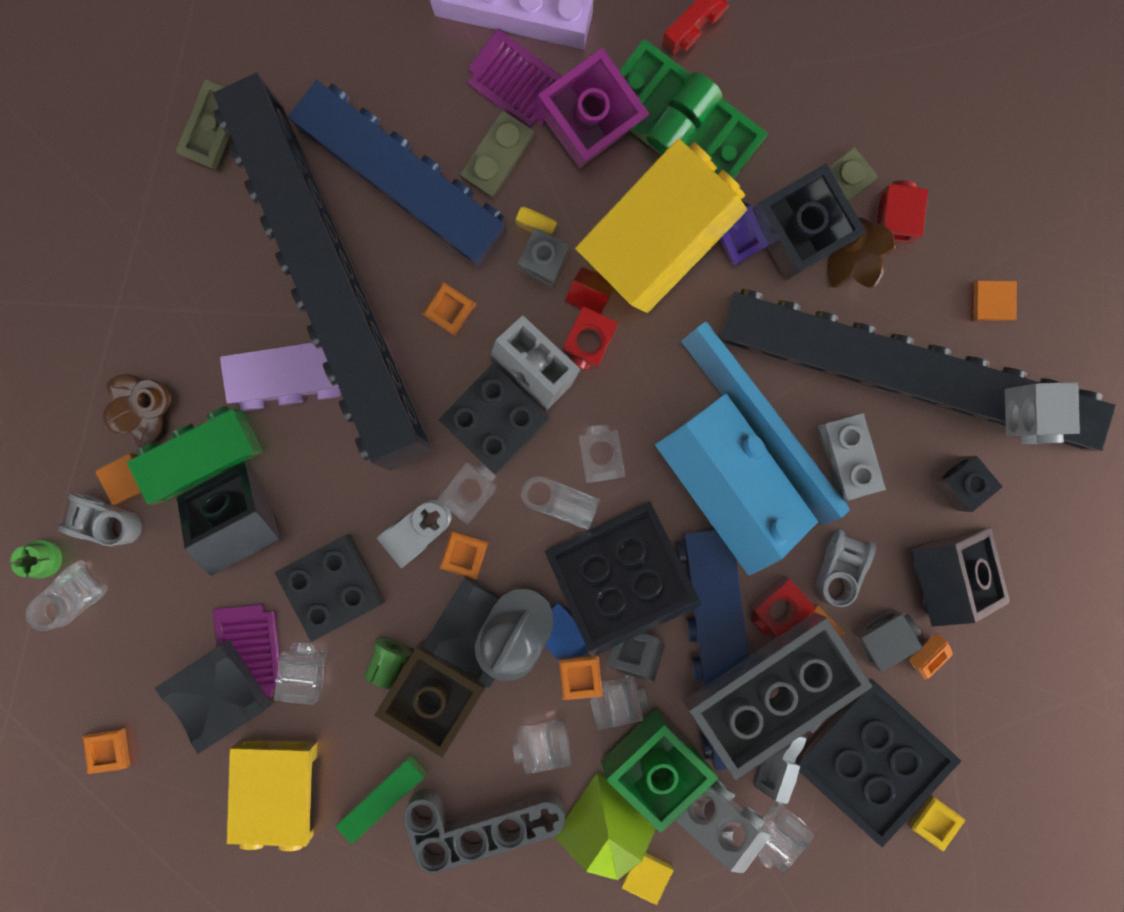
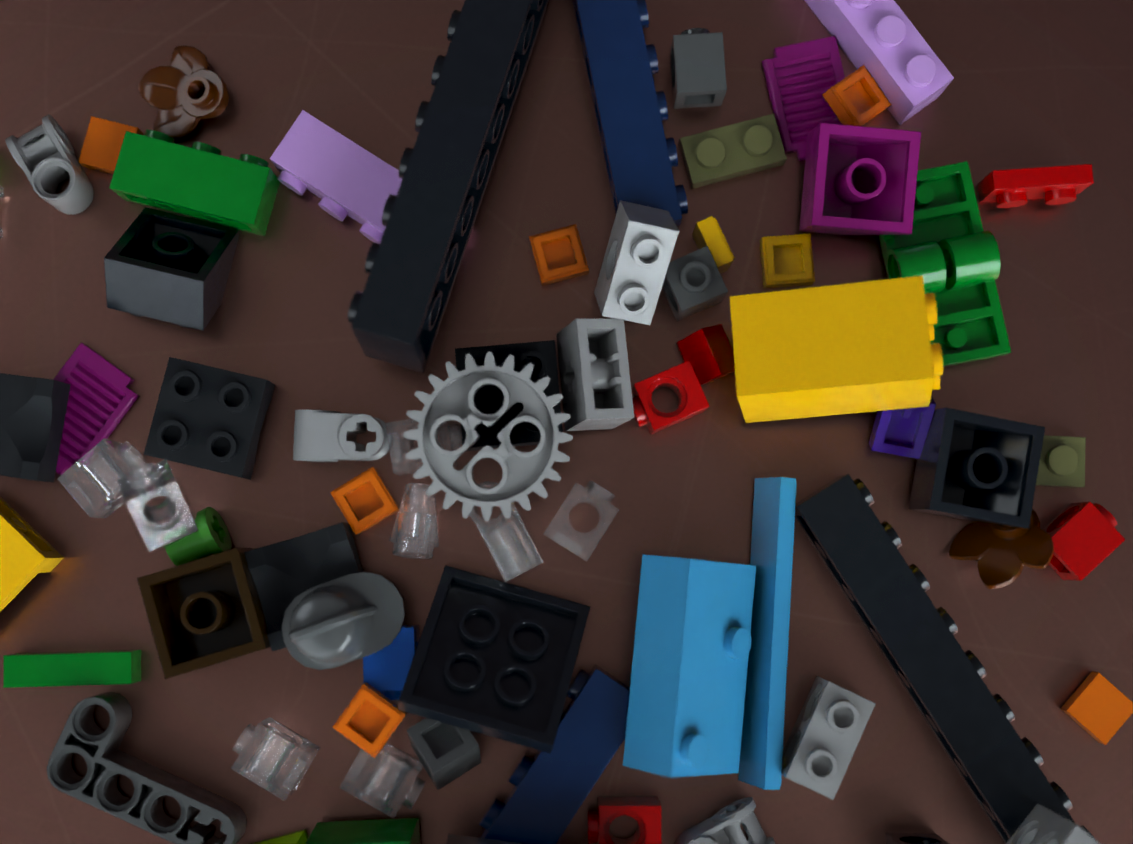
camera: 45 degrees right, 5 degrees down
(358, 670) = (164, 521): none -> clear brick
(433, 122) = (697, 69): none -> dark grey brick
(467, 451) = (456, 402): none -> light grey gear
(500, 275) = (635, 262): none -> light grey brick
(505, 541) = (415, 524): none -> clear cone
(545, 57) = (856, 98): none -> orange tile
(588, 193) = (787, 260): none -> yellow tile

